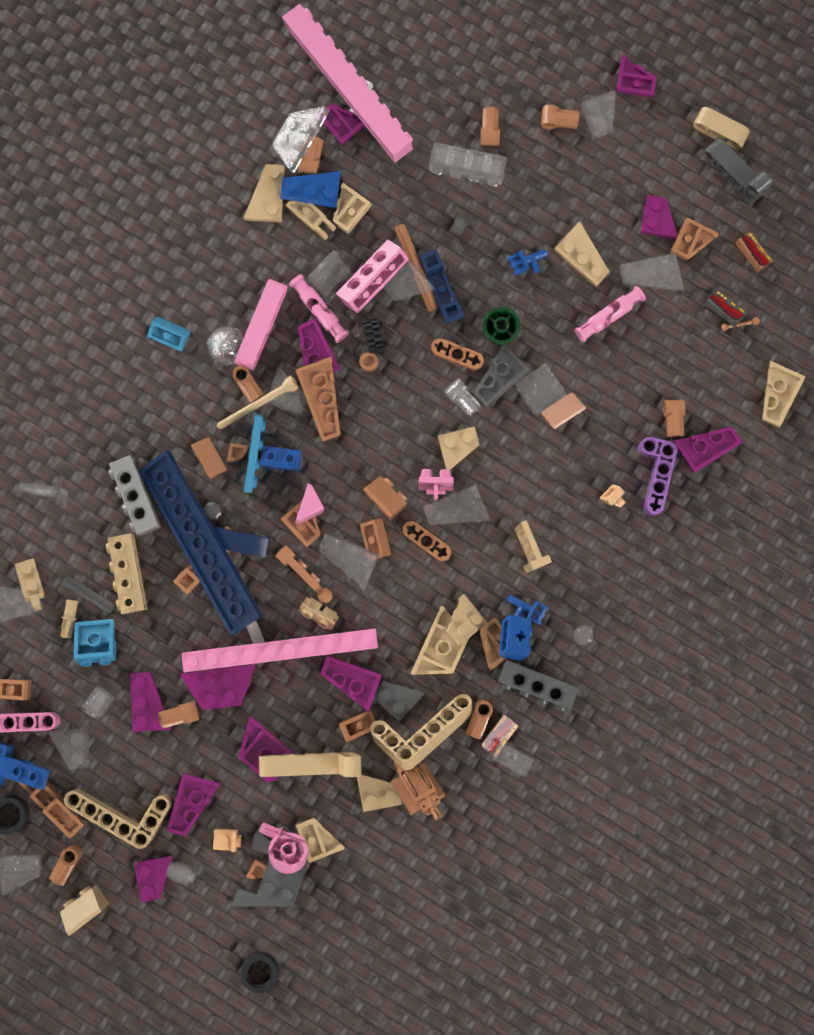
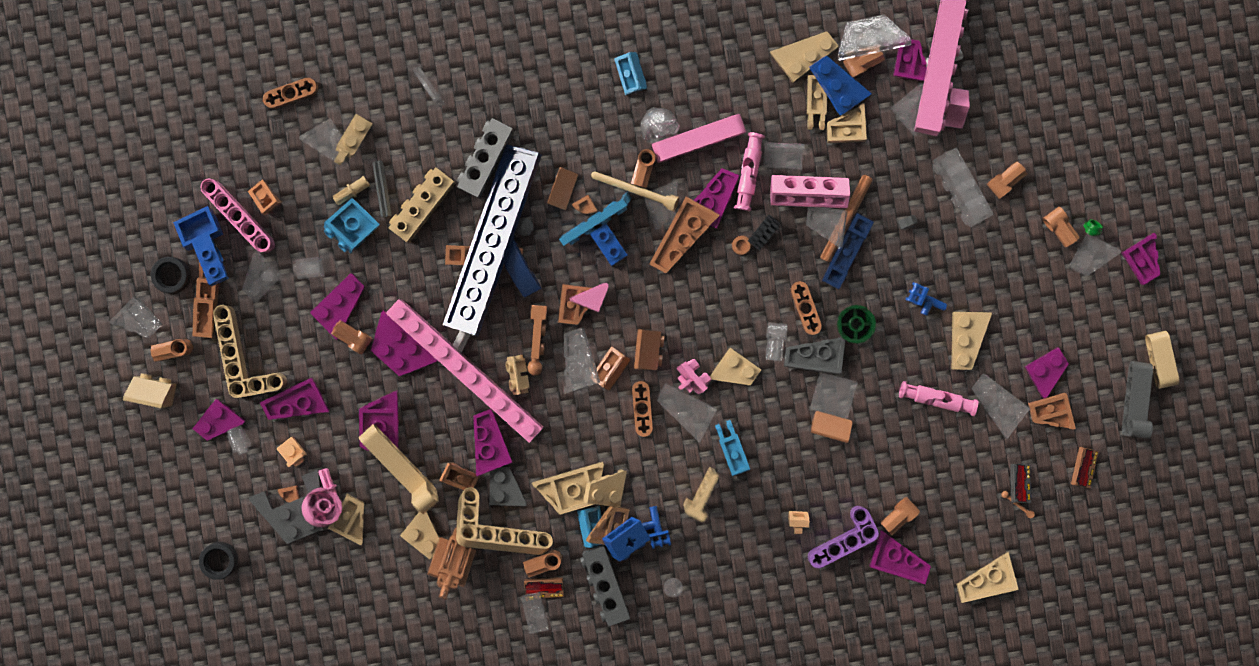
camera: 50 degrees right, 5 degrees up
(374, 155) = (908, 107): none -> clear wing
(407, 118) = (957, 108): none -> bright pink slope
(476, 656) = (588, 519): none -> dark azure slope
(517, 500) = (733, 450): none -> dark azure hinge
(580, 96) = (1093, 227): none -> green plate

